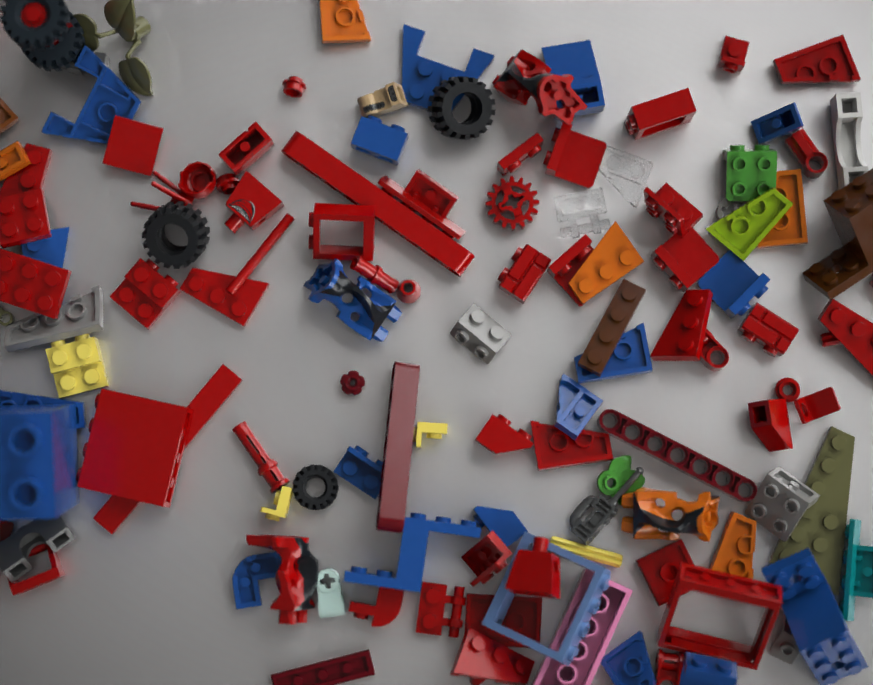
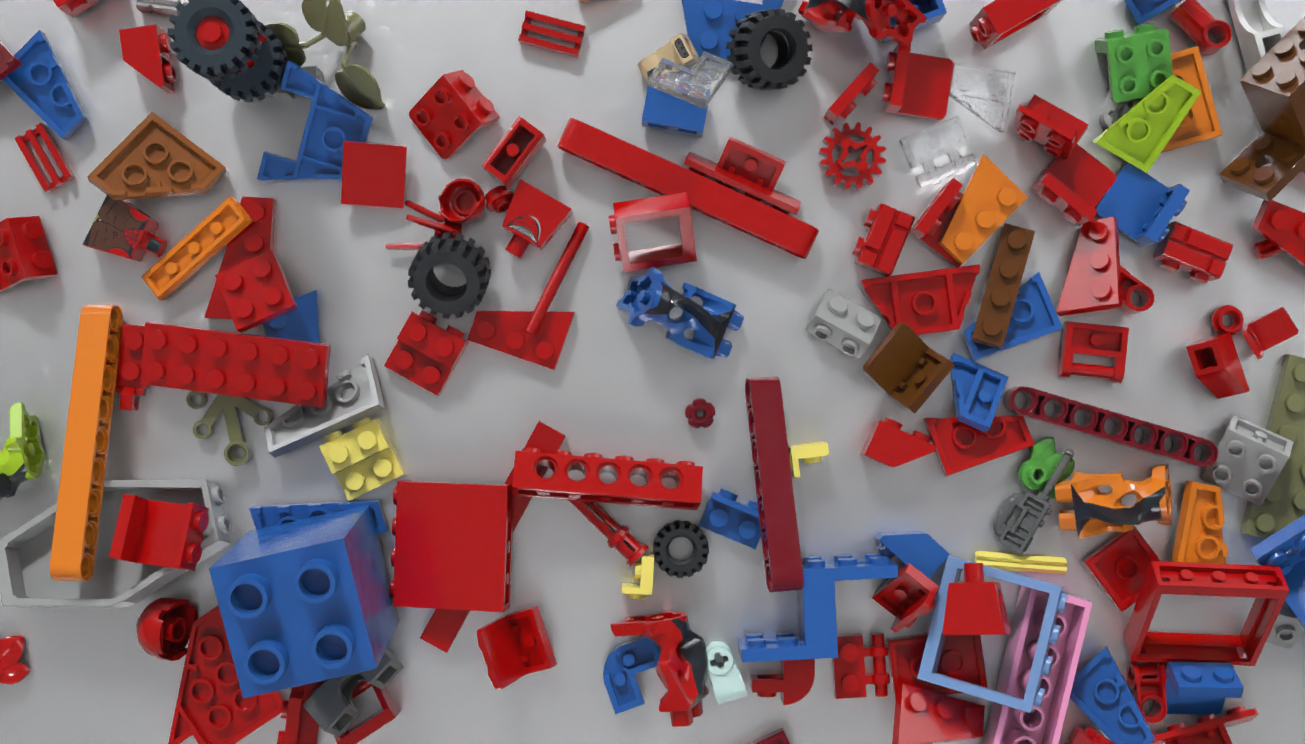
camera: 15 degrees left, 5 degrees up
(167, 538) = (515, 646): none -> red bracket
(204, 109) = (452, 112): none -> red bracket
(253, 424) = (591, 488): none -> red brick
(283, 47) = (555, 22): none -> red tile
(294, 86) = (556, 63): red plate -> none
(374, 274) = (701, 276): red pin -> none
(394, 123) = (694, 84): none -> clear plate
(410, 297) = (738, 292): red cone -> none
(522, 376) = (907, 367): none -> reddish brown bracket
(547, 327) = (923, 300): none -> red wing
(679, 386) = (1094, 341): none -> red plate

